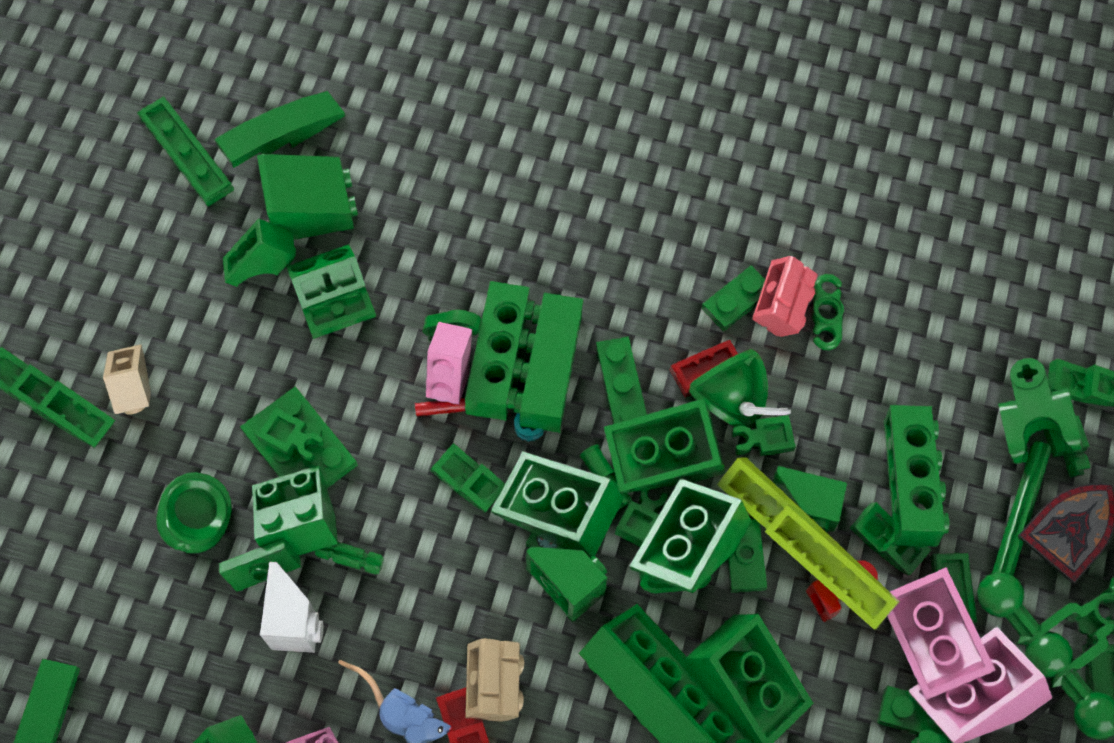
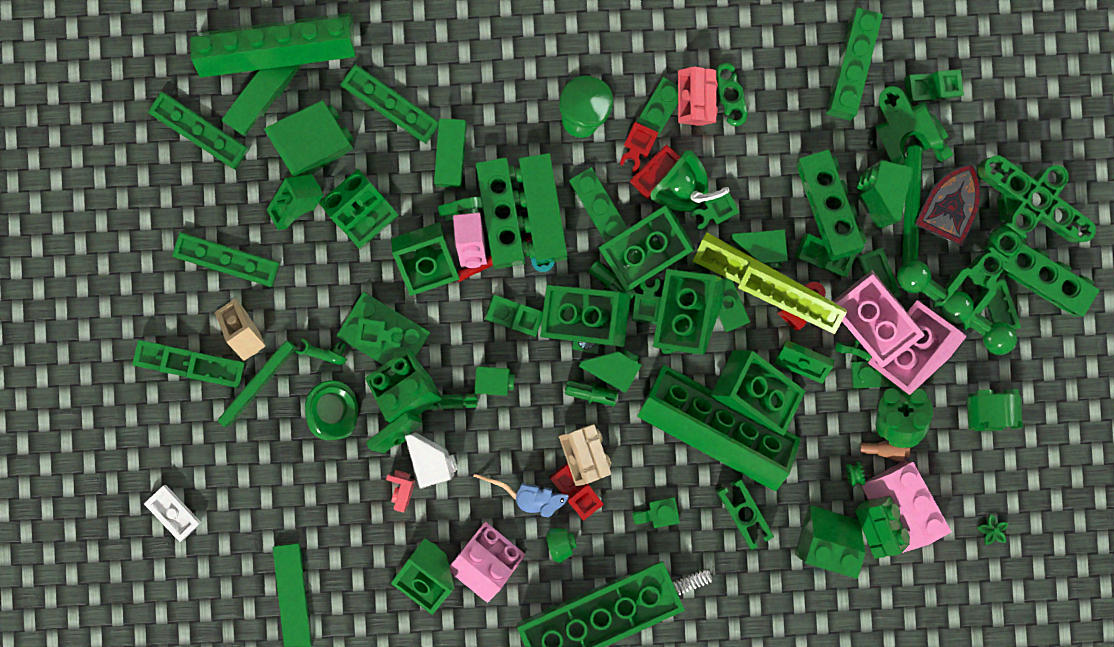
camera: 20 degrees left, 20 degrees up
(118, 449) = (257, 383): none -> green tile
(150, 298) = (226, 259): none -> green tile
(225, 449) = (331, 356): none -> green piece
(238, 649) = (401, 495): none -> coral bracket
(309, 84) = (273, 45): none -> green slope
(385, 372) = (424, 258): none -> green slope
(410, 541) = (494, 381): none -> green brick
(417, 194) = (390, 104): none -> green tile
(464, 265) = (450, 153): none -> green piece
(529, 605) = (591, 393): none -> green axle
(644, 267) = (585, 105): none -> green piece
(696, 328) = (639, 143): none -> red plate
(823, 661) = (804, 361): none -> green plate
(894, 670) = (843, 347): none -> green piece
(988, 472) = (884, 192): none -> green slope
(990, 324) = (854, 64): none -> green brick

